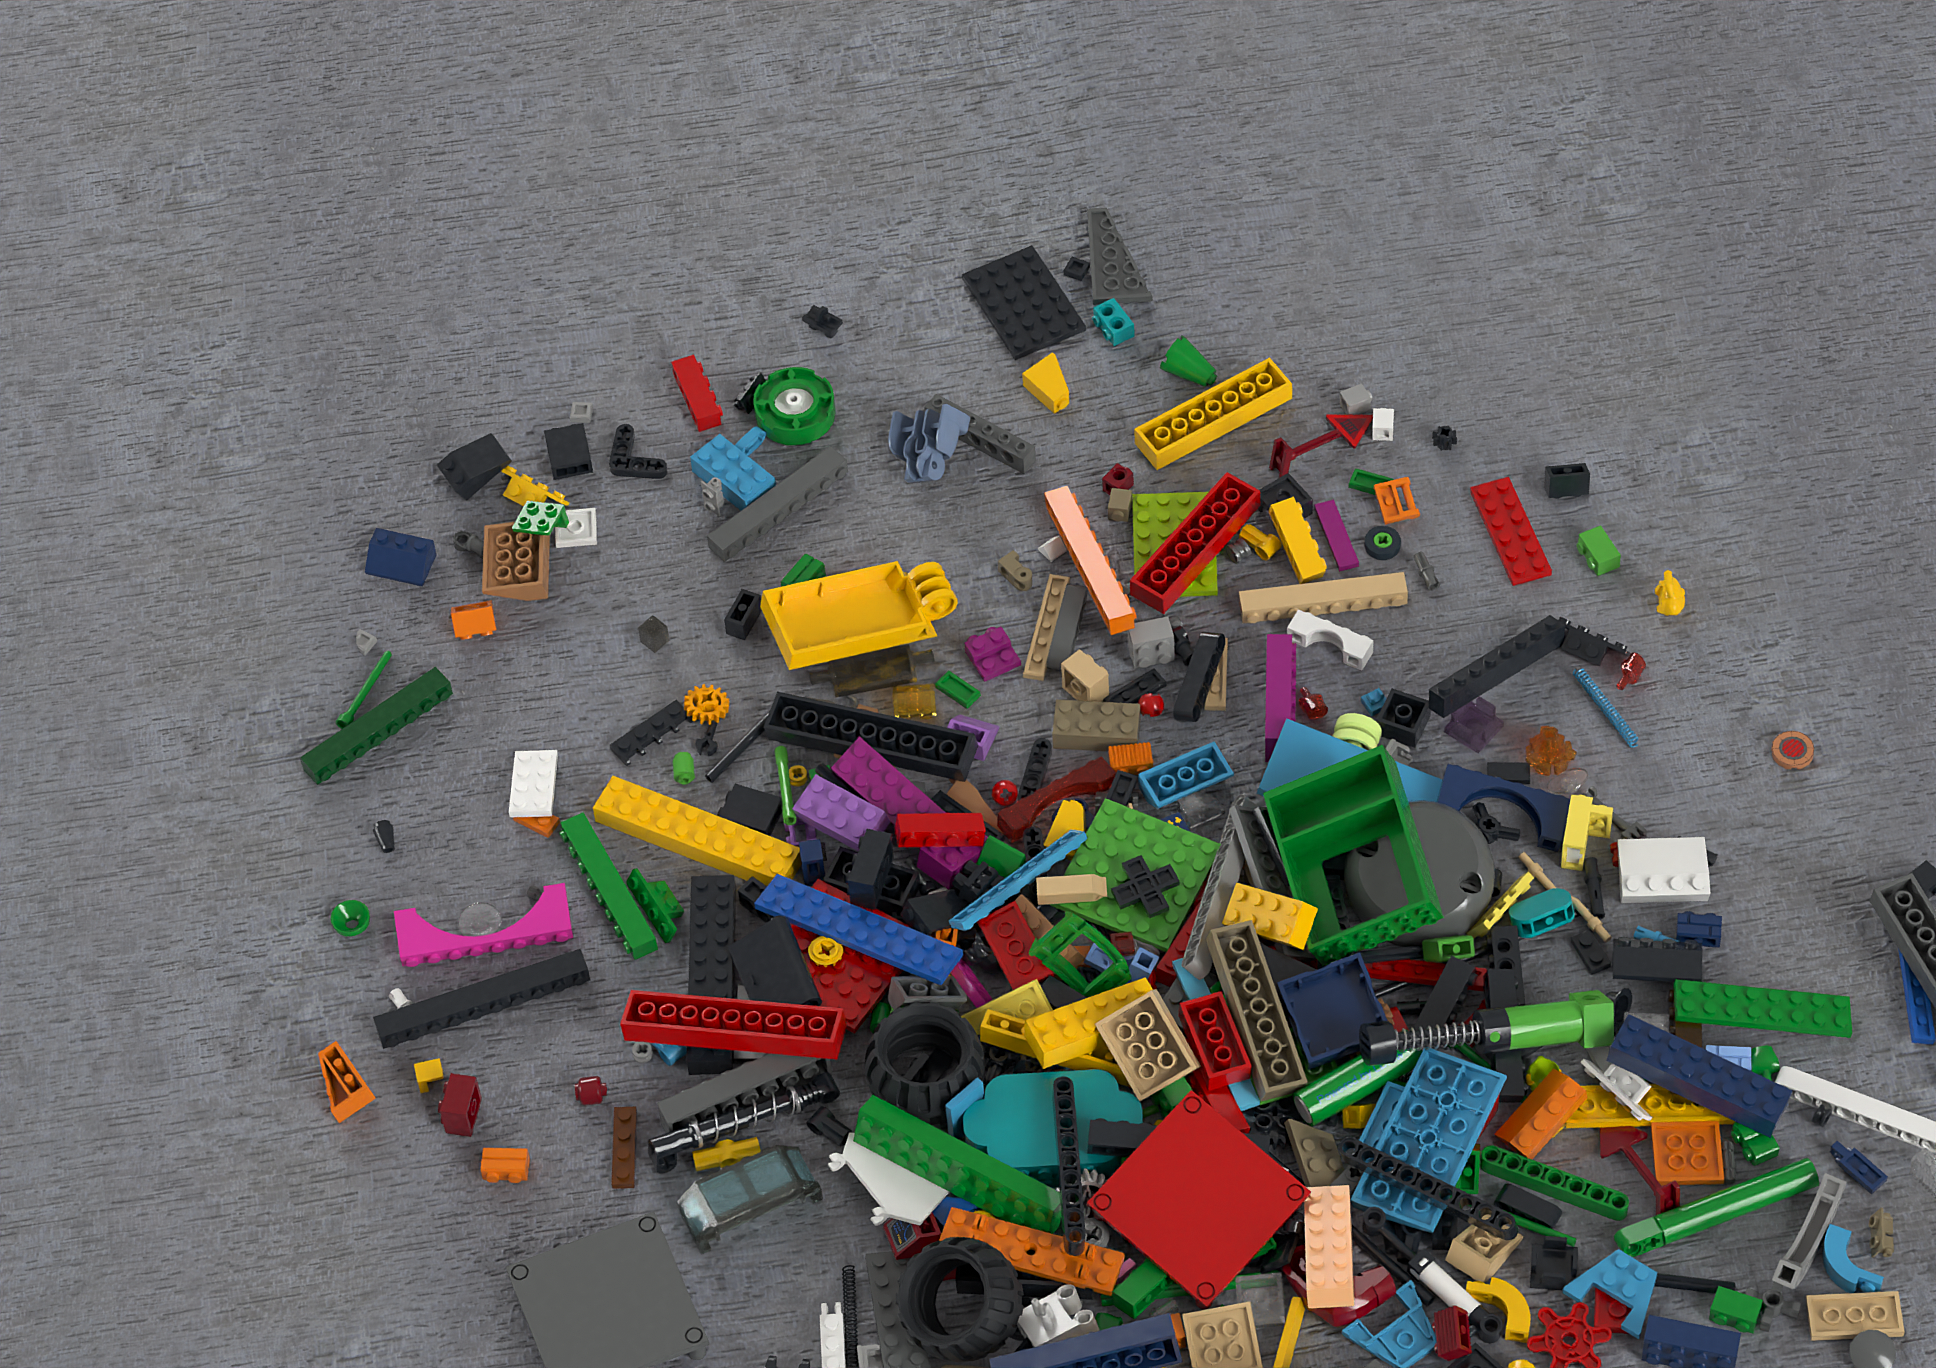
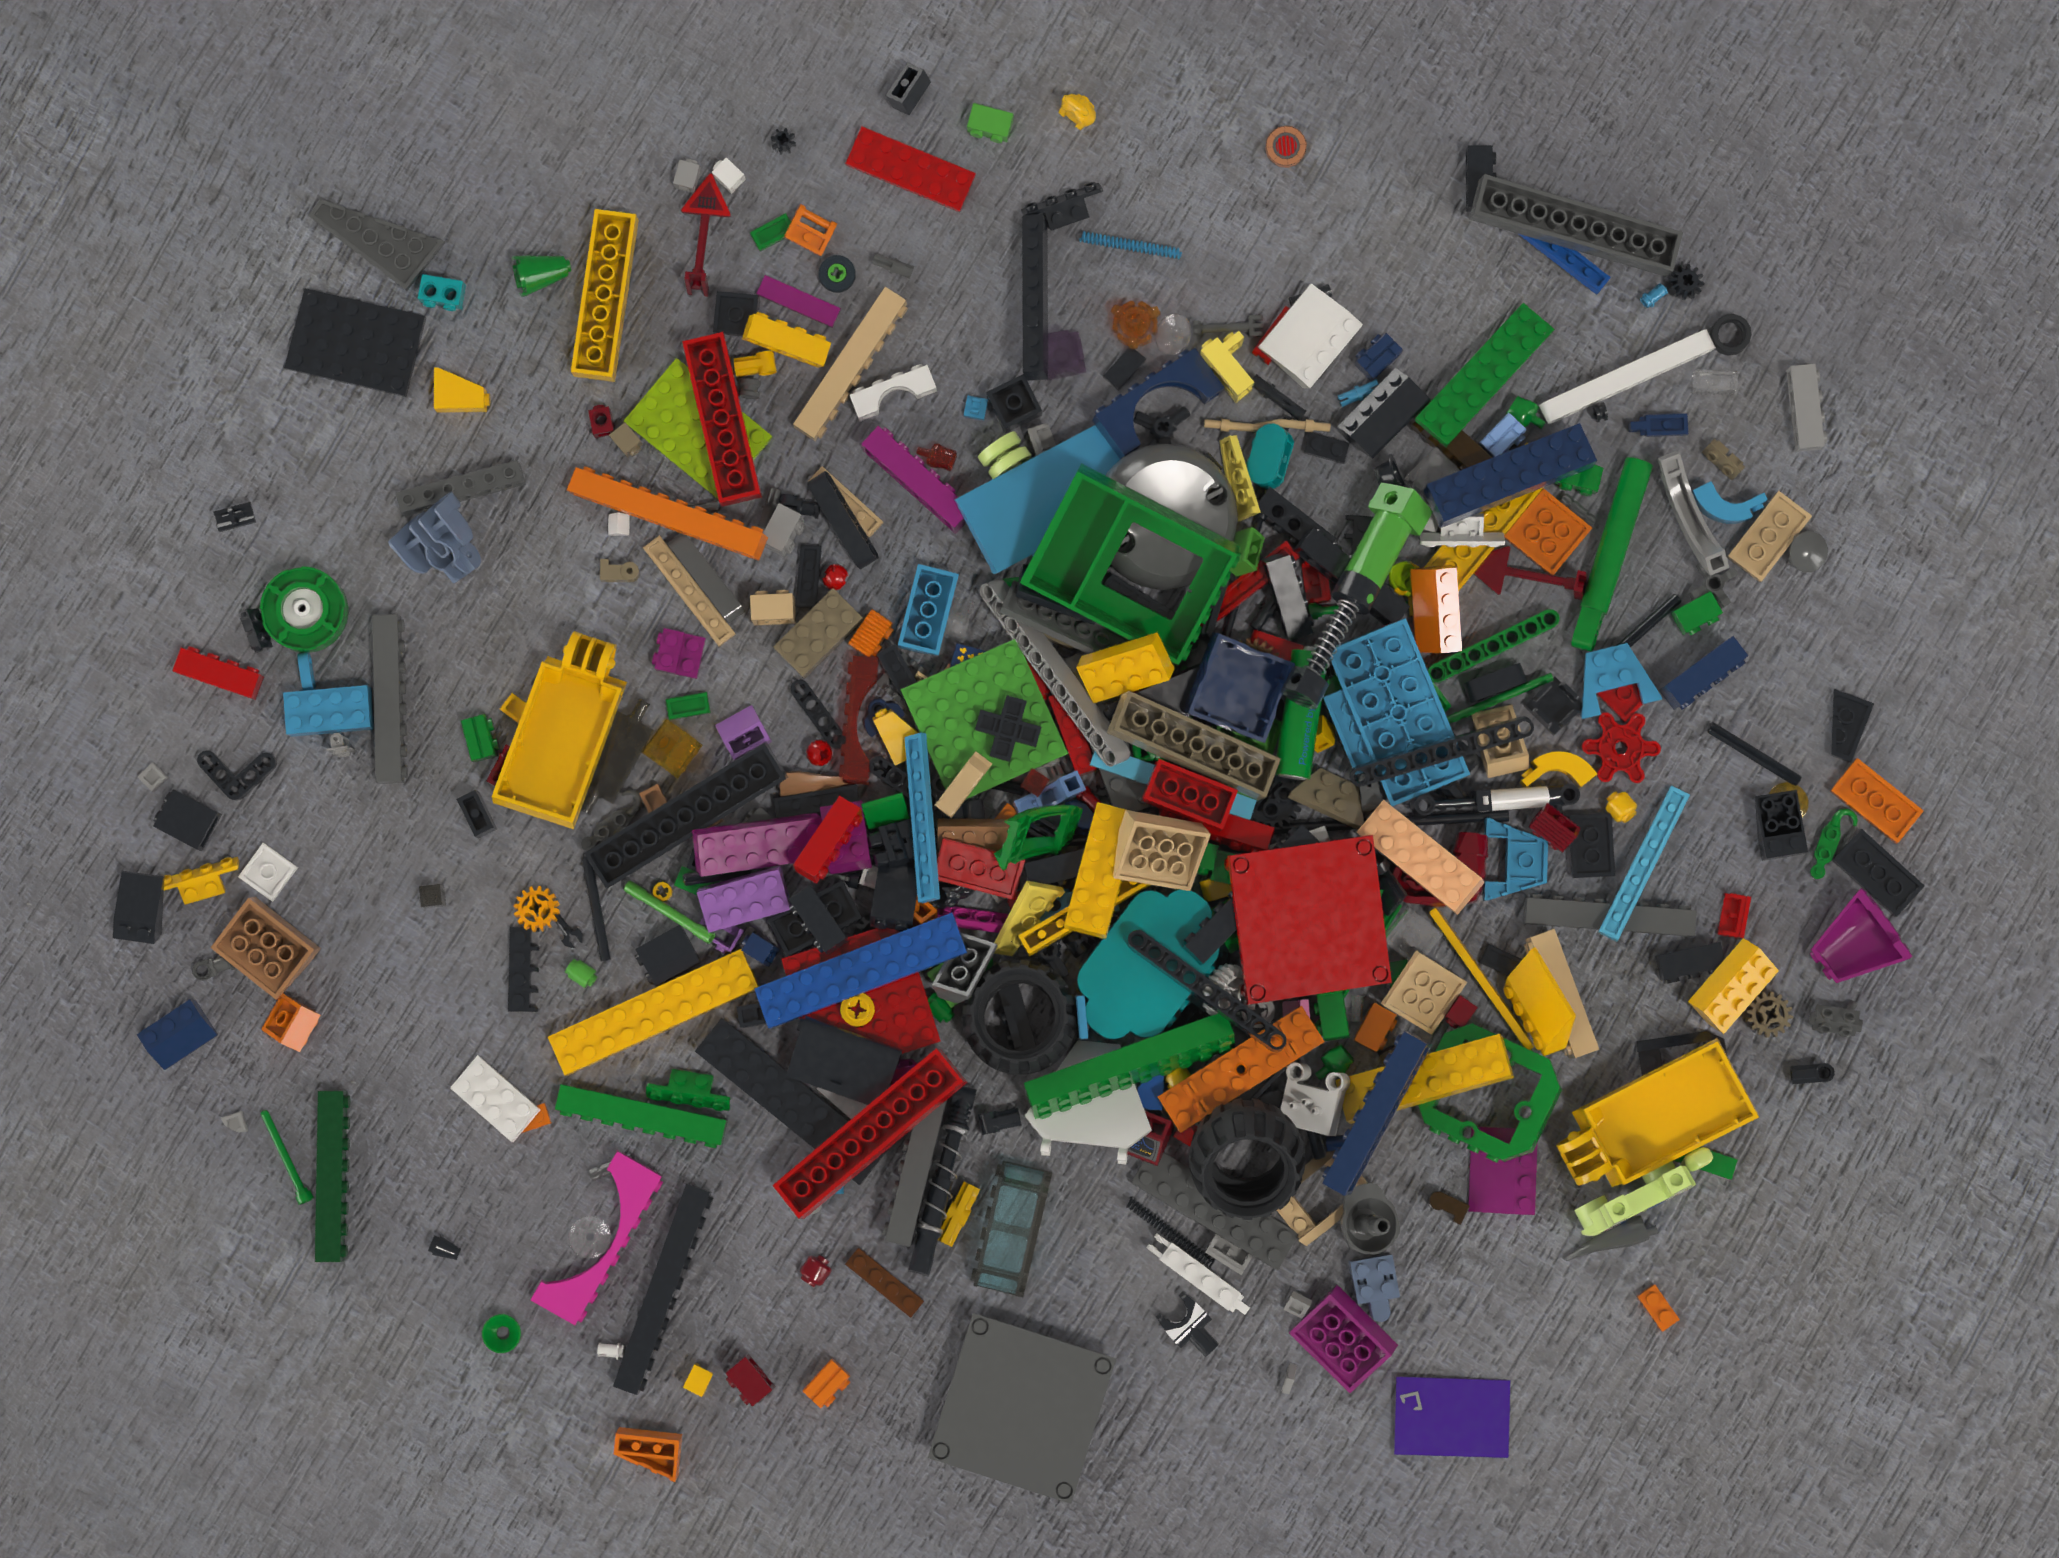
camera: 50 degrees left, 30 degrees up
(540, 518) = (245, 901): bracket -> none
(1076, 268) = (360, 274): black plate -> none
(1631, 670) = (1117, 199): clear red piece -> none

